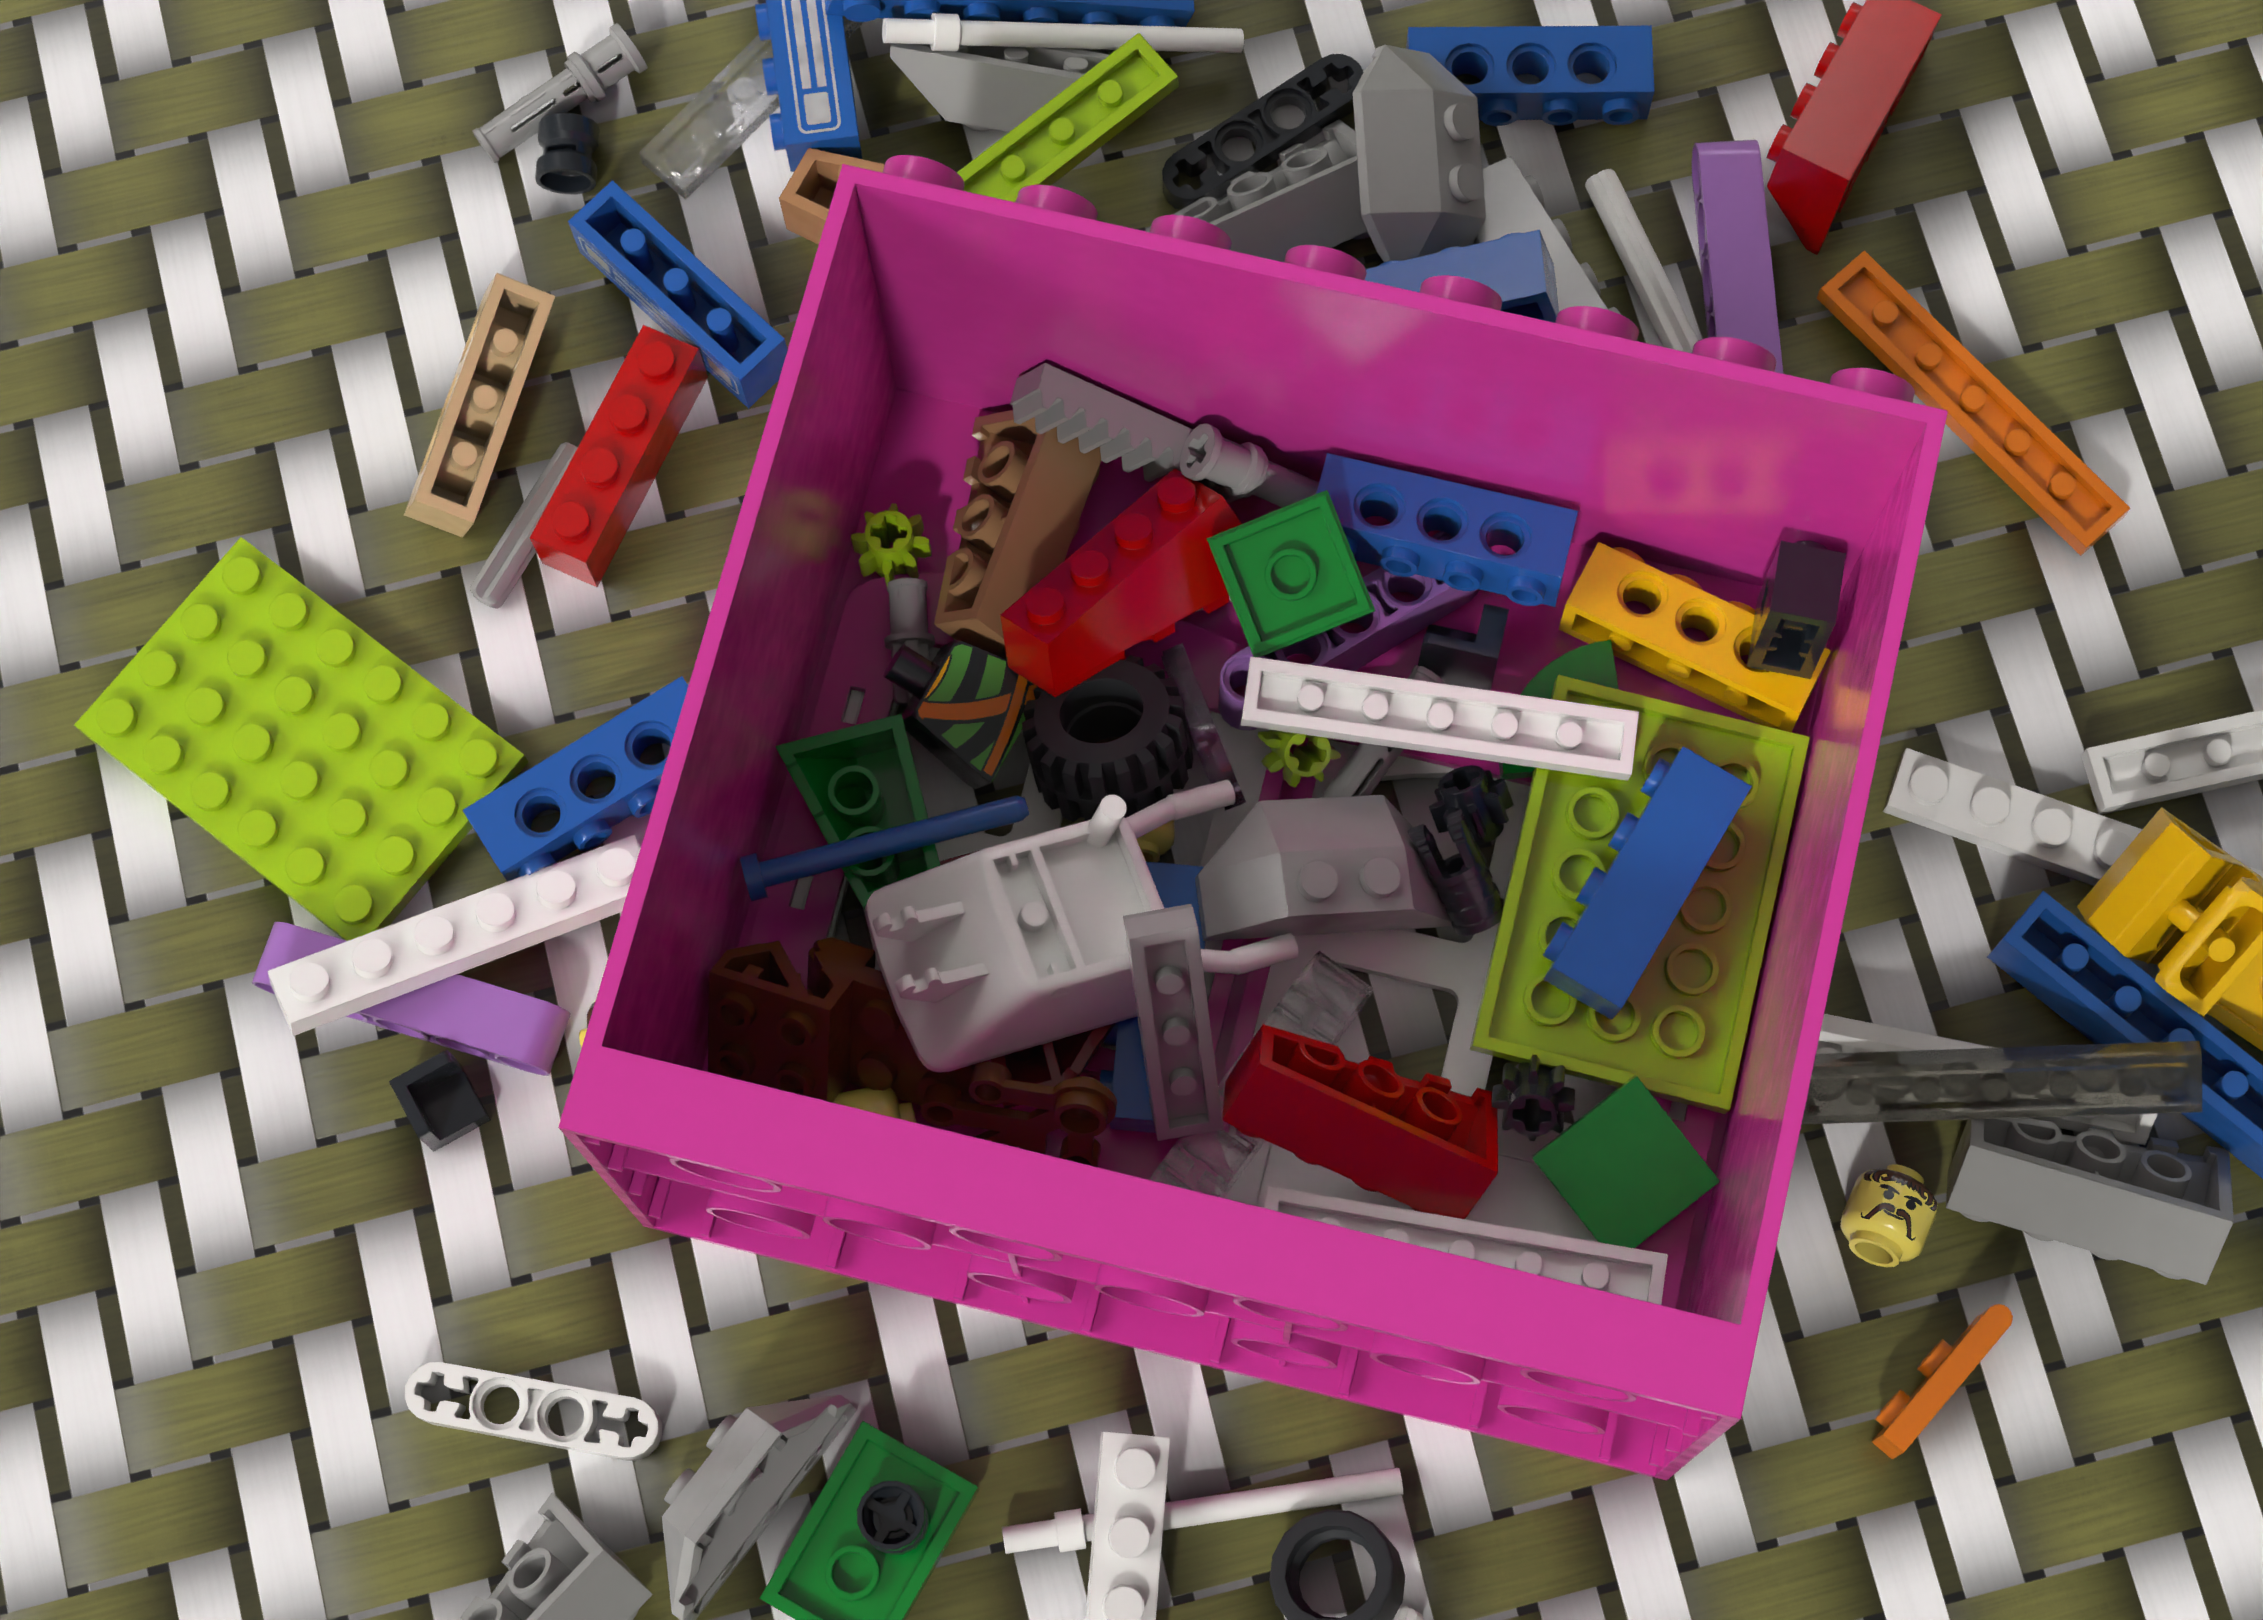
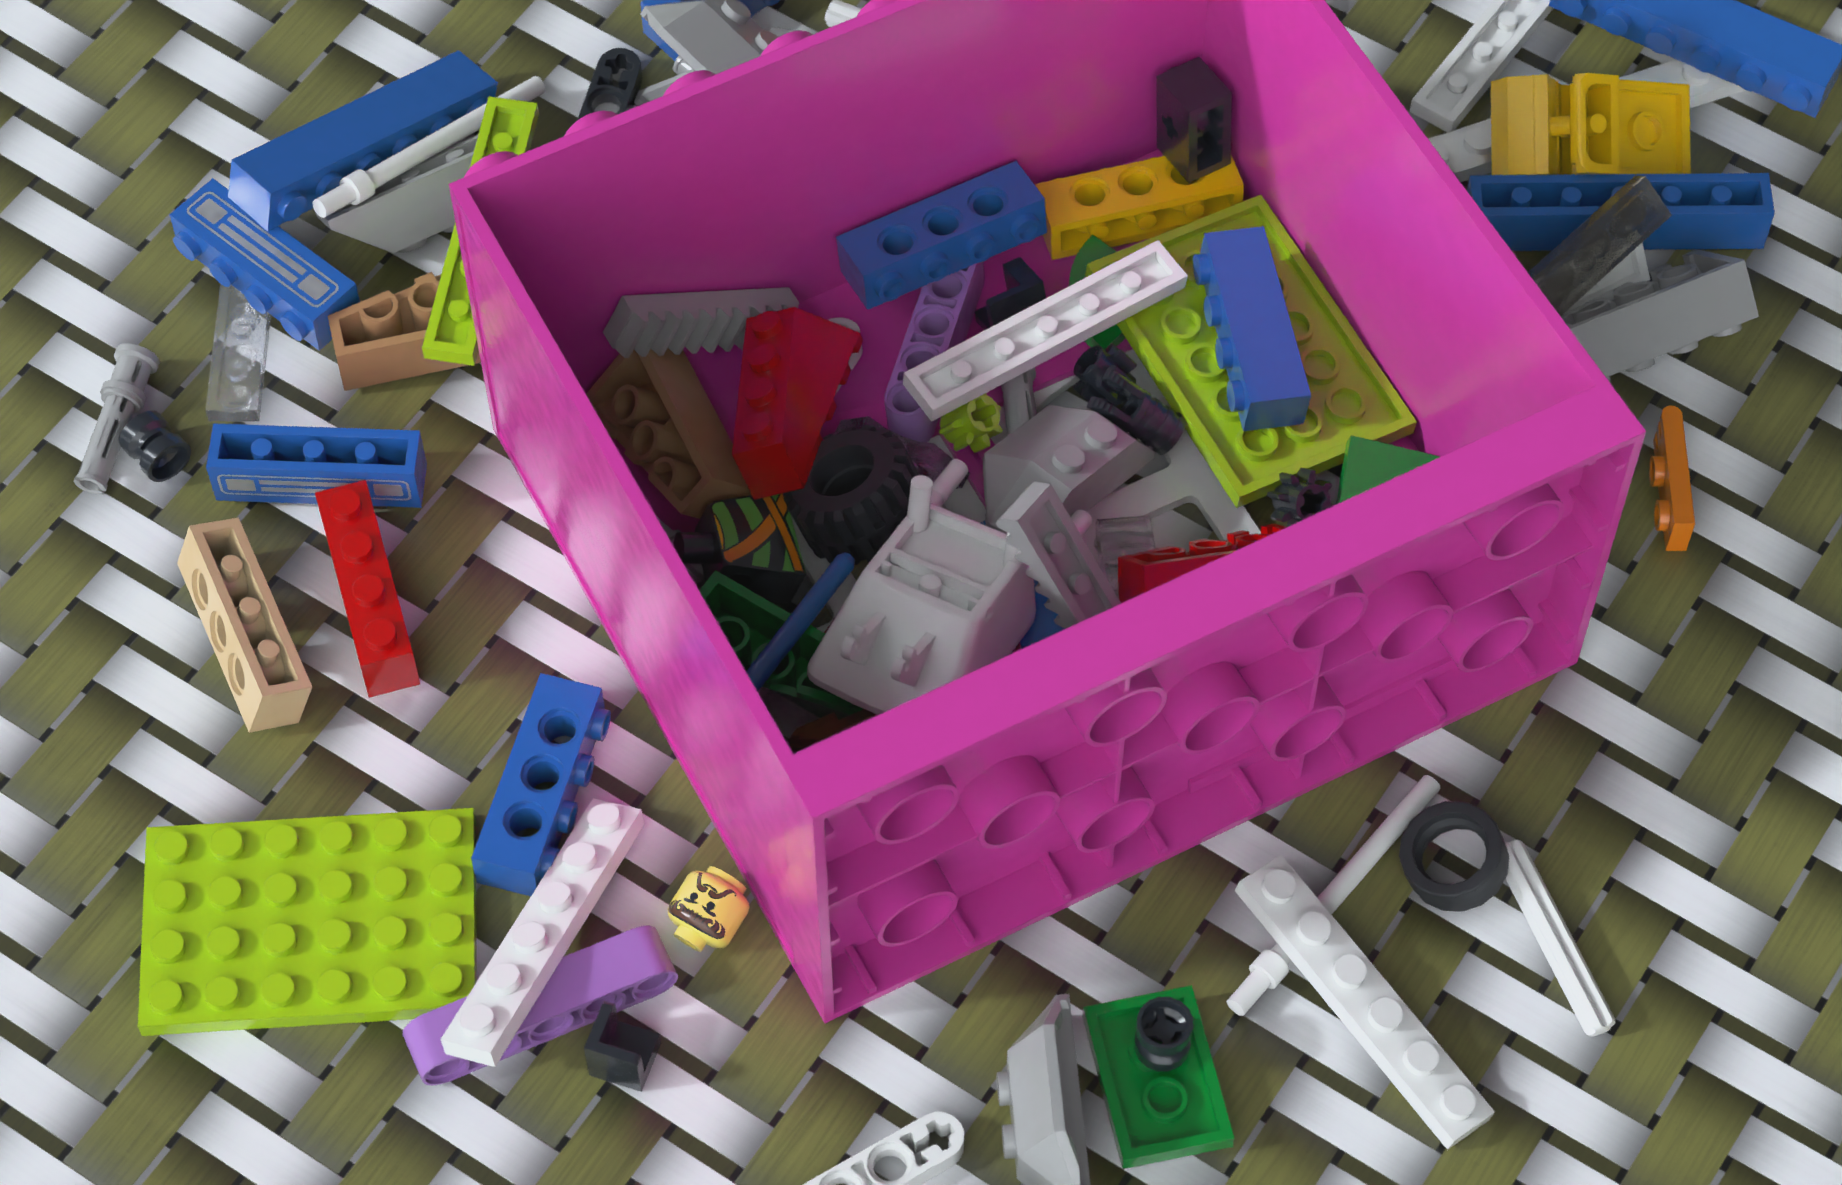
camera: 45 degrees left, 15 degrees down
(515, 548) = (342, 677): light grey axle -> none
(1241, 468) = (793, 288): light grey pin -> none
(1291, 574) = (881, 314): green tile -> none

